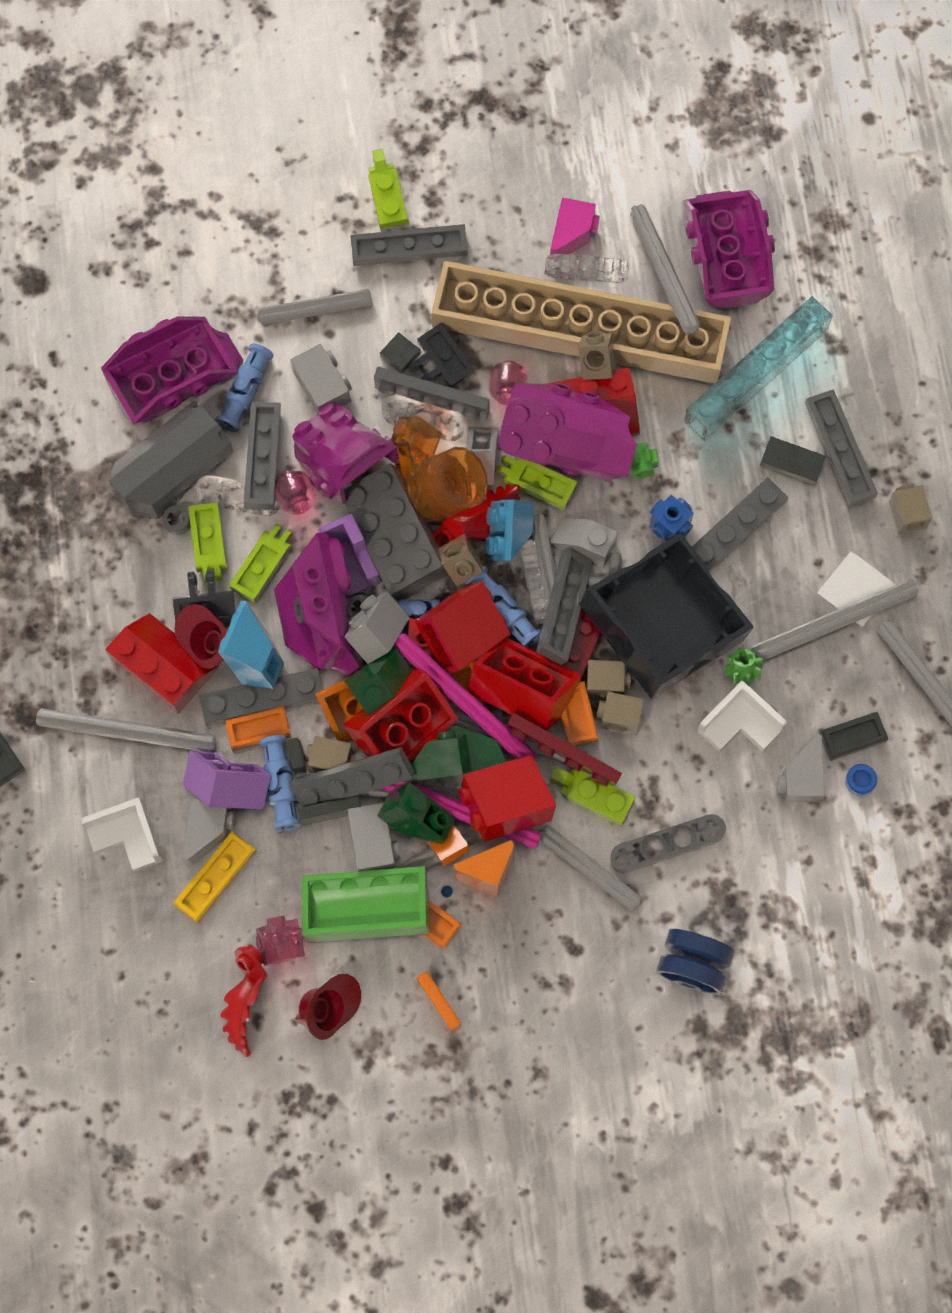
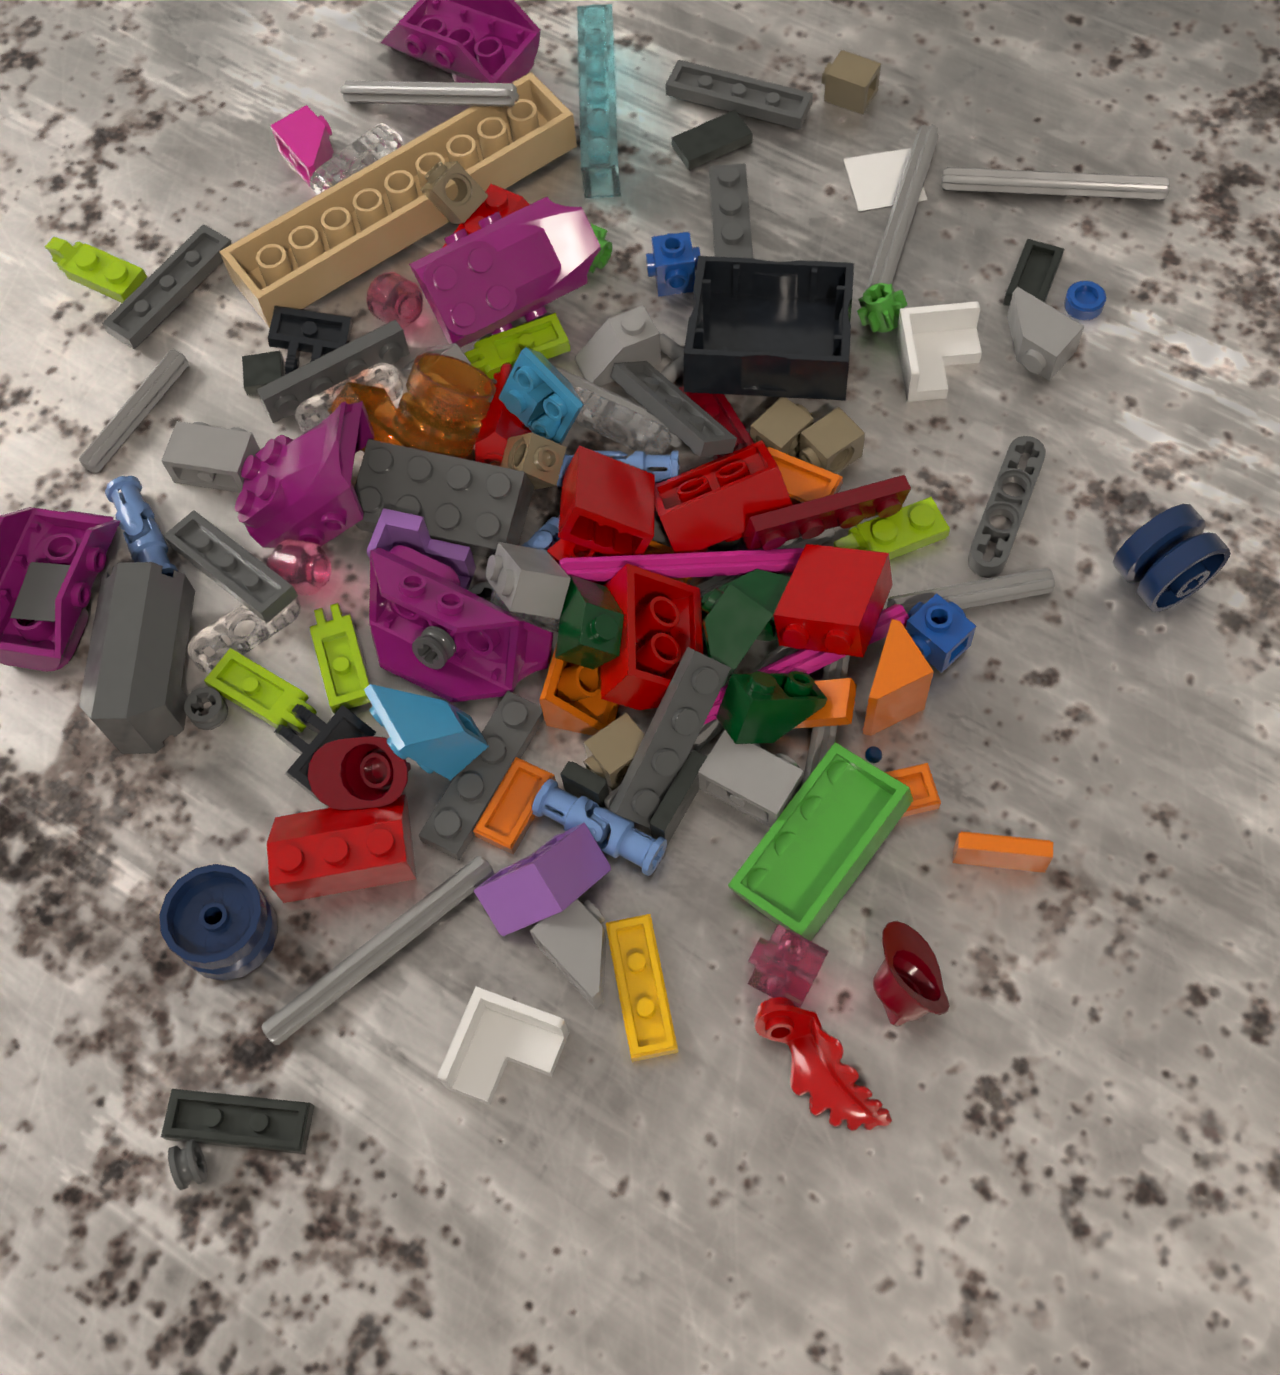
camera: 45 degrees left, 10 degrees down
(64, 624) = (218, 922): none -> dark blue wheel
(162, 375) = (39, 592): none -> dark grey sticker
(543, 879) = (940, 631): none -> blue brick

